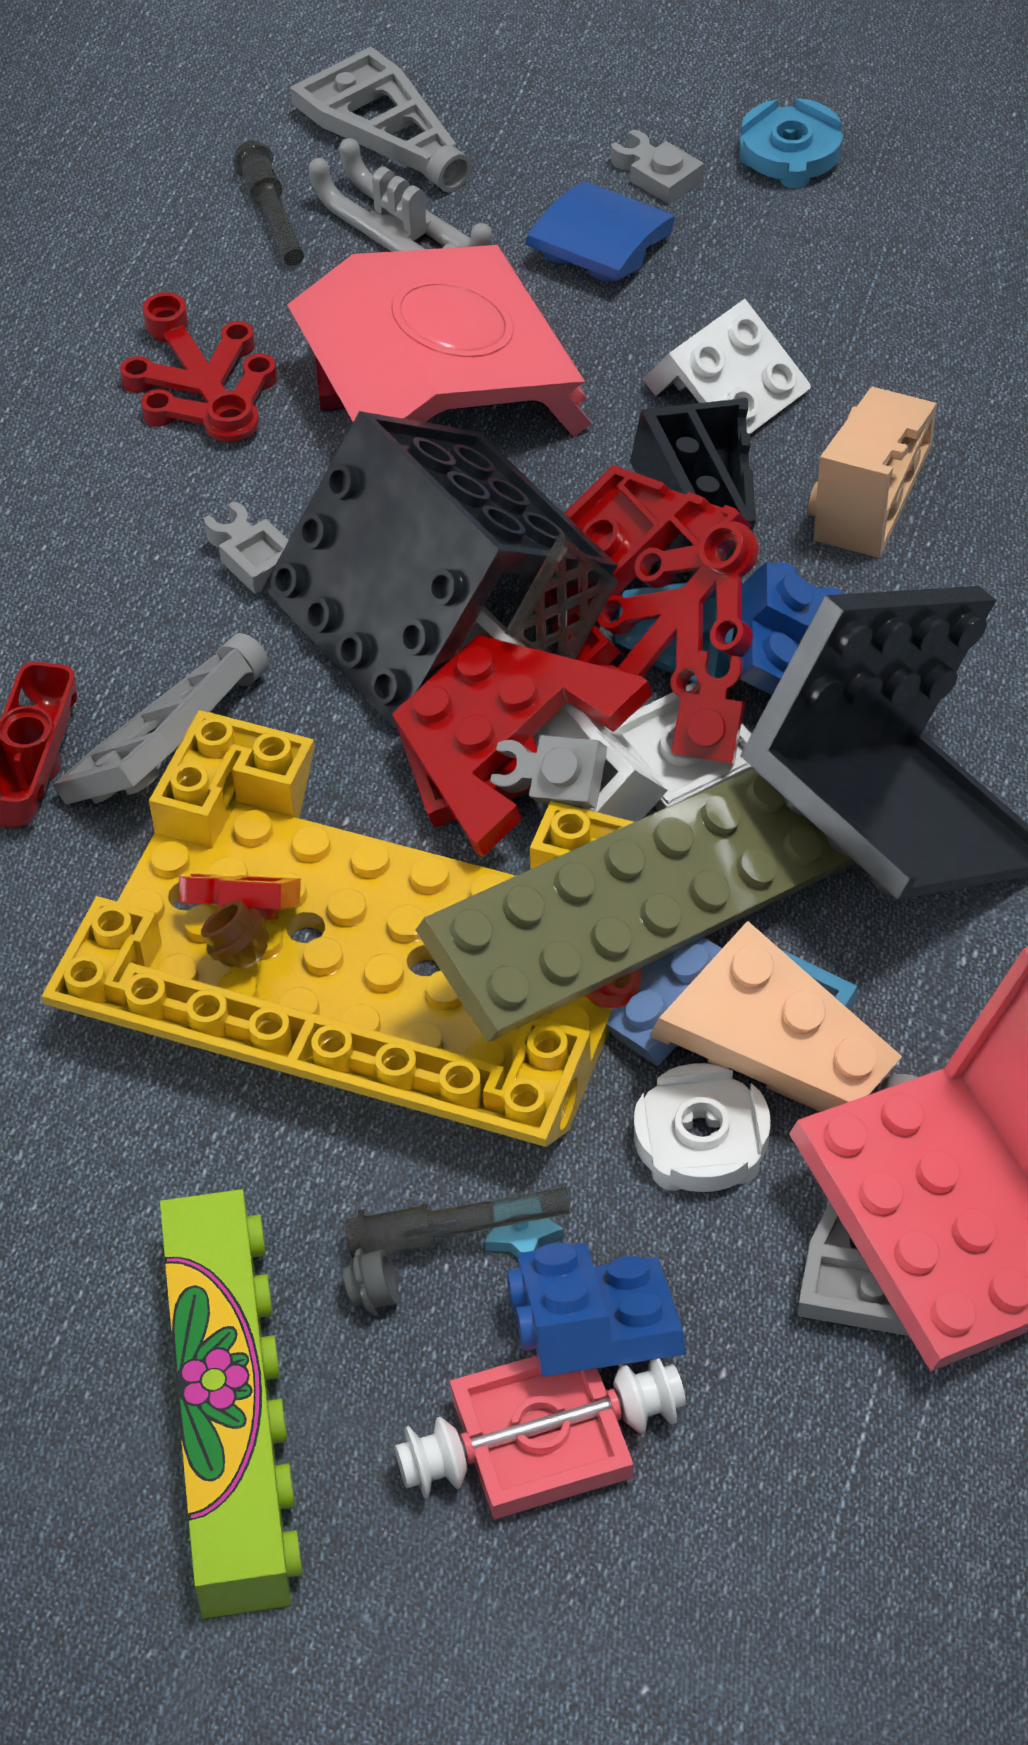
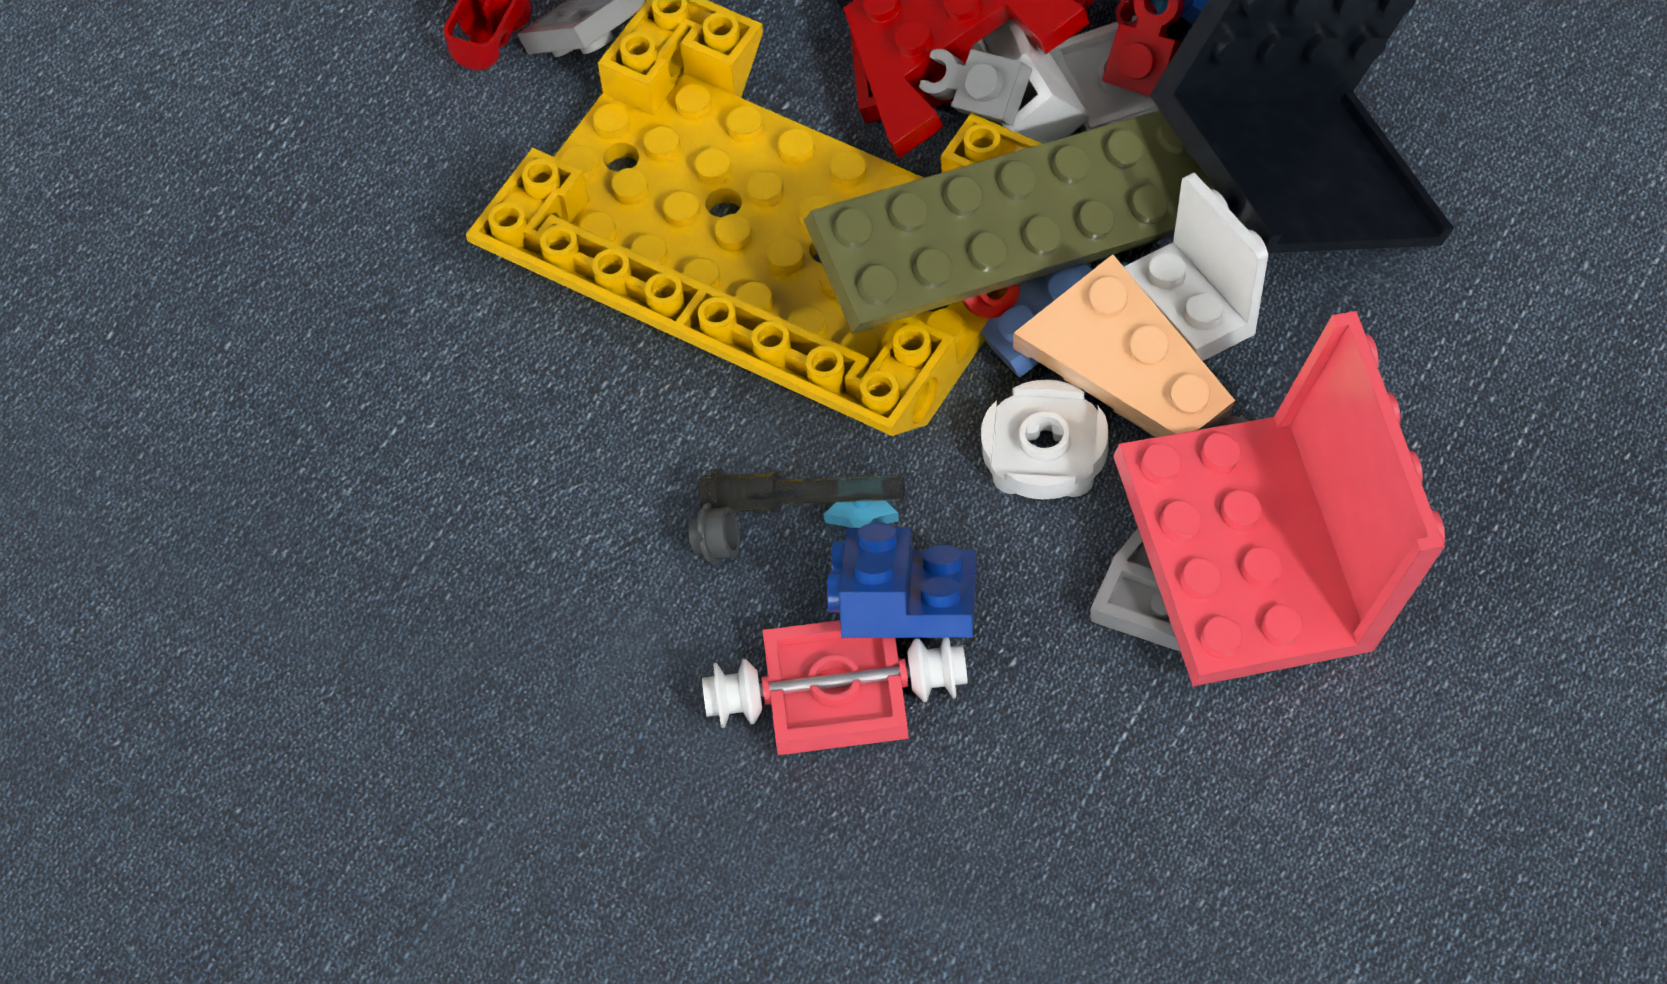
camera: 15 degrees right, 5 degrees up
(225, 1406) = (563, 618): brick -> none
(236, 935) = (652, 202): reddish brown plate -> none
(257, 892) = (679, 166): red plate -> none
(842, 922) = (1208, 275): none -> white bracket

